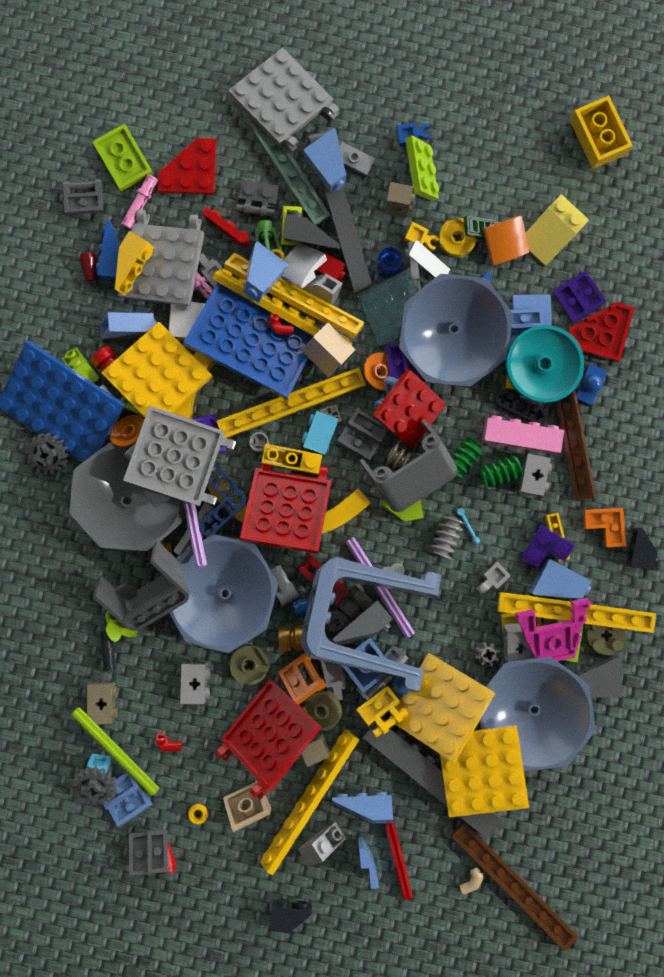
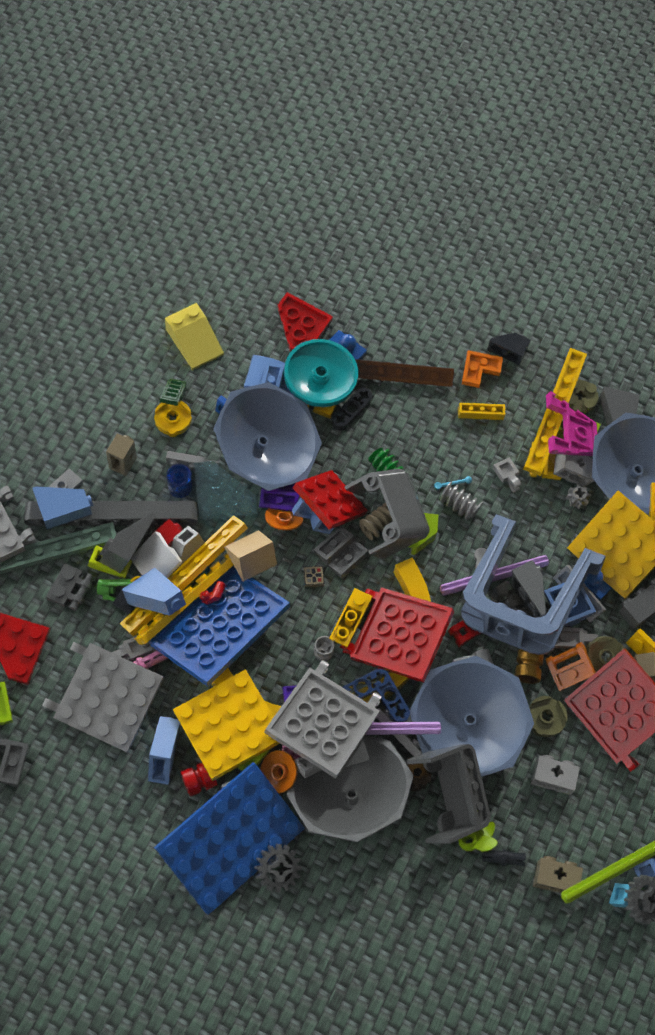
camera: 80 degrees left, 20 degrees down
(77, 362) = (188, 807): lime slope -> none
(88, 264) = (84, 774): dark red cone -> none
(109, 252) = (86, 746): blue slope -> none
(131, 258) = (92, 718): yellow slope -> none
(141, 198) = (26, 698): bright pink pin -> none
(165, 743) = (613, 820): red arm -> none
(183, 318) = (177, 685): white slope -> none
(227, 228) = (91, 623): red plate -> none
(295, 402) = (293, 617): yellow plate -> none
(300, 607) = (499, 651): blue cone -> none
(320, 433) = (330, 588): medium azure brick -> none
(378, 706) = (612, 601): yellow plate -> none
(410, 129) = (57, 430): blue plate -> none
(419, 233) = (159, 449): yellow plate -> none
(422, 168) = (98, 425): lime plate -> none
(428, 260) = (189, 446): white sticker -> none
(500, 471) = (410, 439): green piece -> none
(506, 240) = (191, 375): orange slope -> none
(523, 436) = (380, 413): bright pink brick -> none
(527, 483) = (411, 413): light grey brick -> none
(544, 542) = (485, 420): dark purple plate -> none
(559, 582) = (522, 419): medium blue slope -> none
(580, 296) = (262, 333): dark purple slope -> none
(600, 132) = (116, 273): yellow brick -> none

